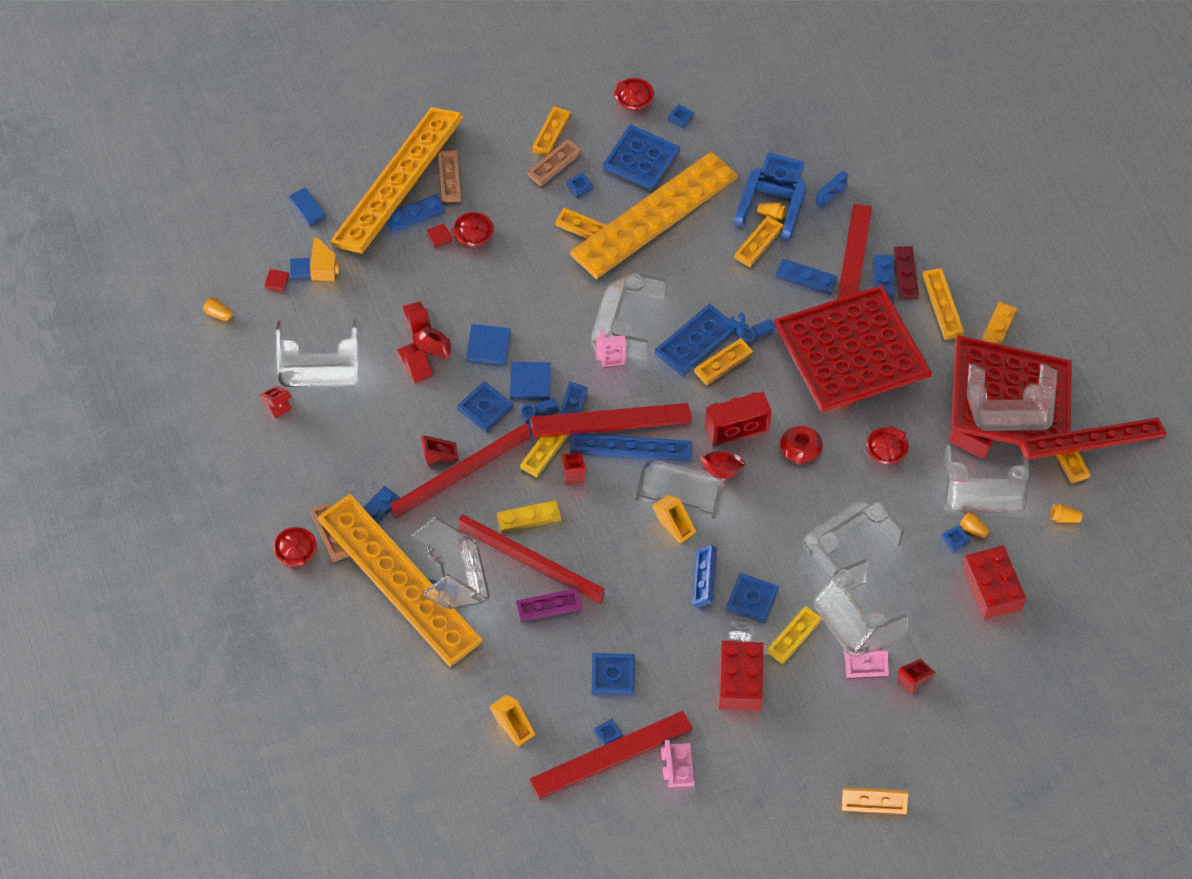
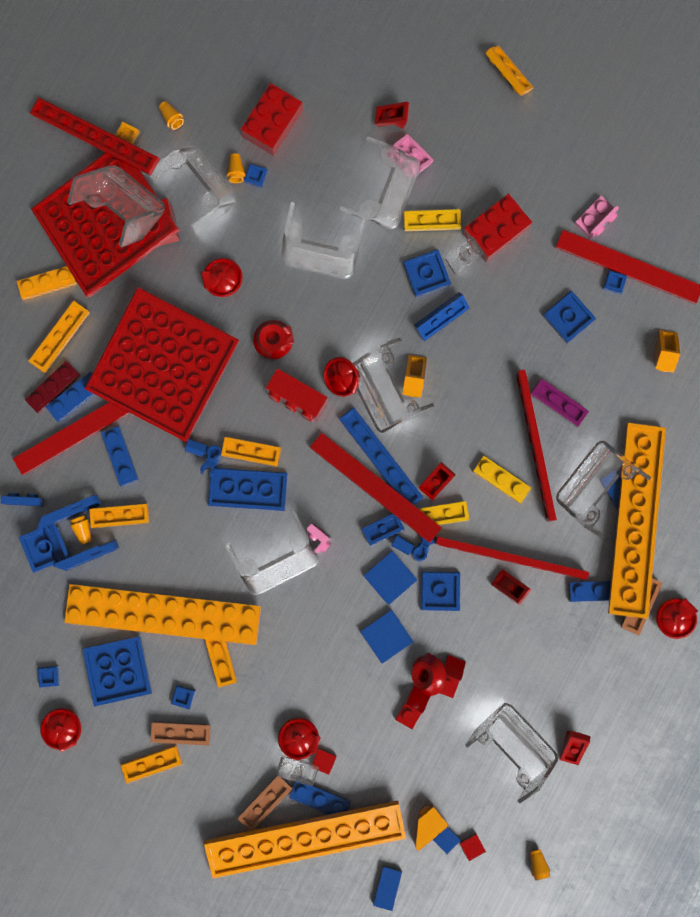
camera: 130 degrees left, 25 degrees up
(450, 209) = (297, 770): none -> clear slope

